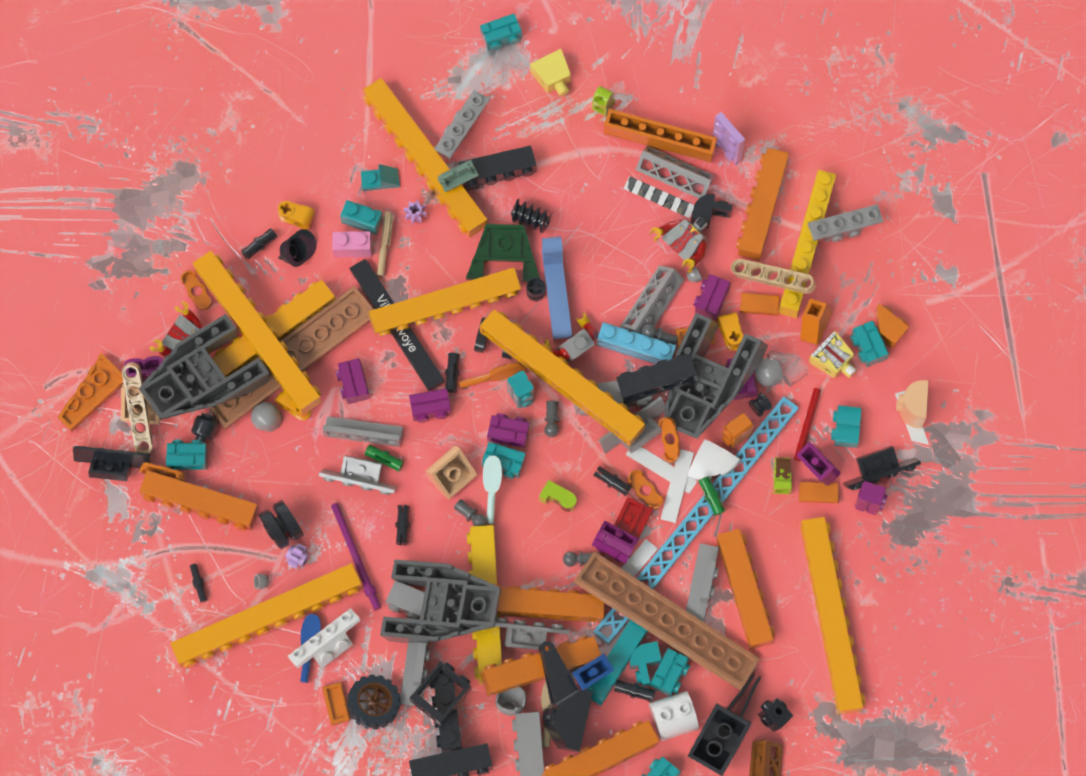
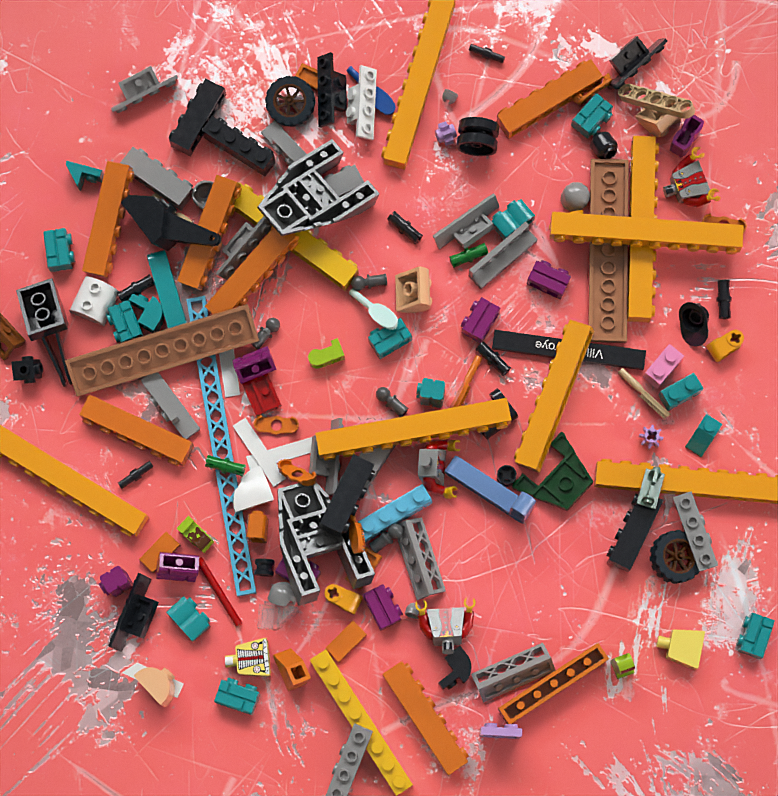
camera: 135 degrees right, 5 degrees up
(99, 384) = (702, 87): orange wing -> none
(192, 380) = (644, 150): dark grey wedge -> none
(326, 446) = (512, 218): none -> teal brick
(337, 678) = (330, 90): none -> black bracket
(370, 590) = (377, 166): magenta bar -> none
(429, 710) = (247, 123): black window -> none
(497, 134) = (660, 563): none -> black wheel
(508, 431) = (410, 360): magenta brick -> none
(530, 216) = (571, 522): black piece -> none
(593, 671) = (168, 256): blue slope -> none
(612, 481) = (304, 405): black pin -> none
(659, 197) = (504, 642): sticker -> none
(682, 345) = (356, 536): none -> orange piece
(778, 561) = (135, 474): none -> black bar
(780, 281) = (348, 672): tan beam -> none
(889, 326) = (235, 725): orange slope -> none

